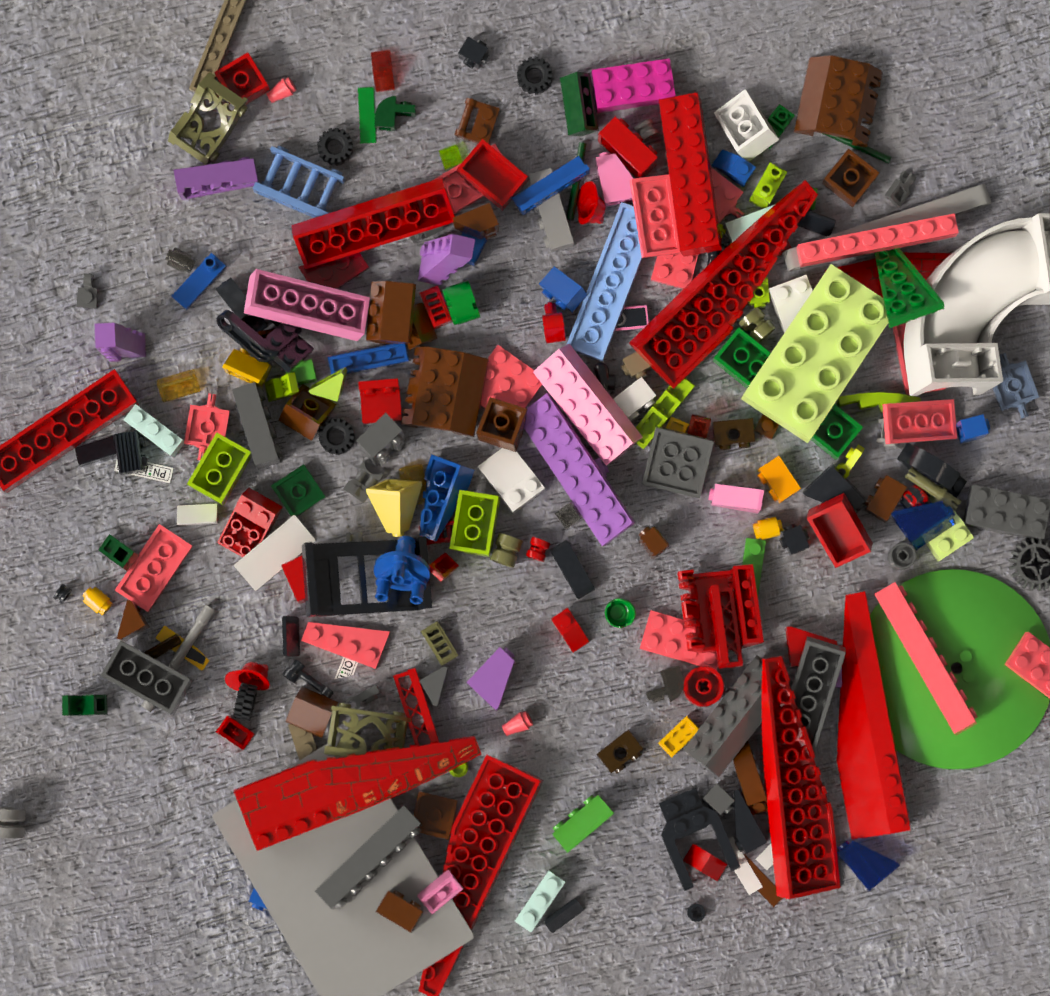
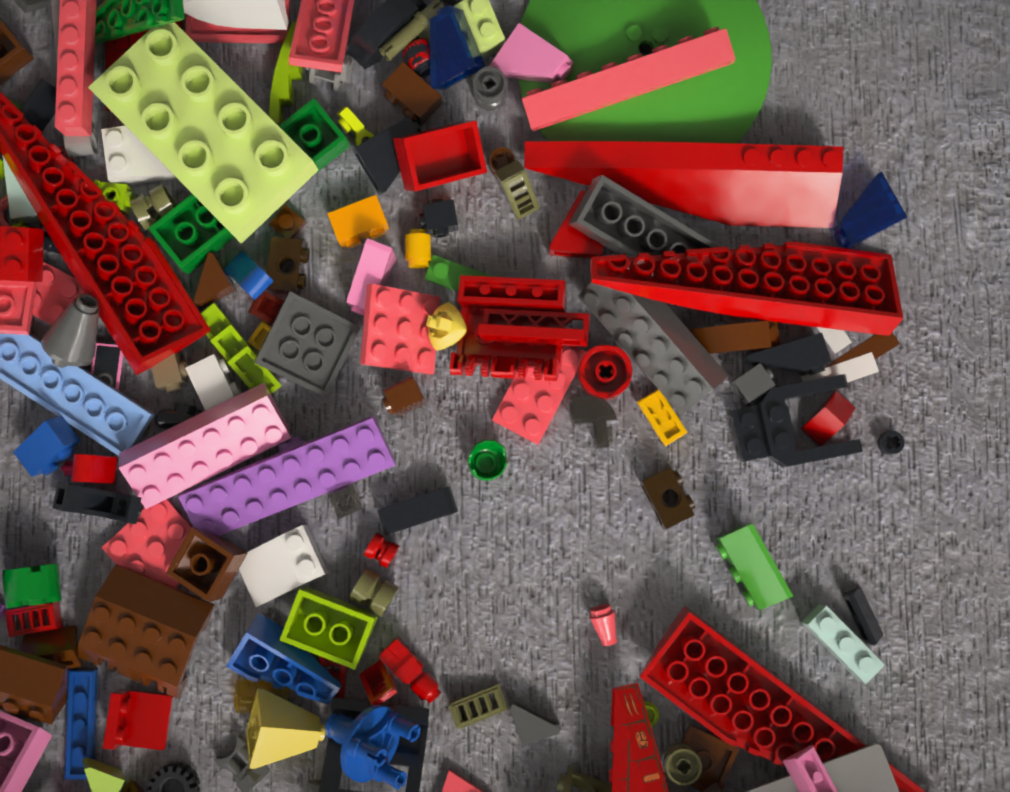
camera: 80 degrees left, 0 degrees up
(382, 440) = (186, 735): dark grey brick -> none
(422, 703) = (555, 746): red fence -> none
(430, 796) = (681, 763): none -> olive wheel
(455, 588) = (409, 670): none -> red piece
(493, 676) = (539, 646): medium lavender slope -> none
(530, 336) = (97, 502): none -> black arch
(570, 630) = (496, 530): red slope -> none
(649, 291) = (74, 333): none -> dark grey cone
(703, 528) = (397, 330): none -> coral plate
(709, 382) = (213, 283): none -> reddish brown slope
(712, 561) = (445, 326): none -> light yellow piece
(719, 408) = (248, 275): none -> blue beam
(837, 587) = (510, 176): none -> olive slope
(846, 577) = (499, 158): none -> reddish brown wheel
(931, 583) = (531, 58): none -> bright pink slope

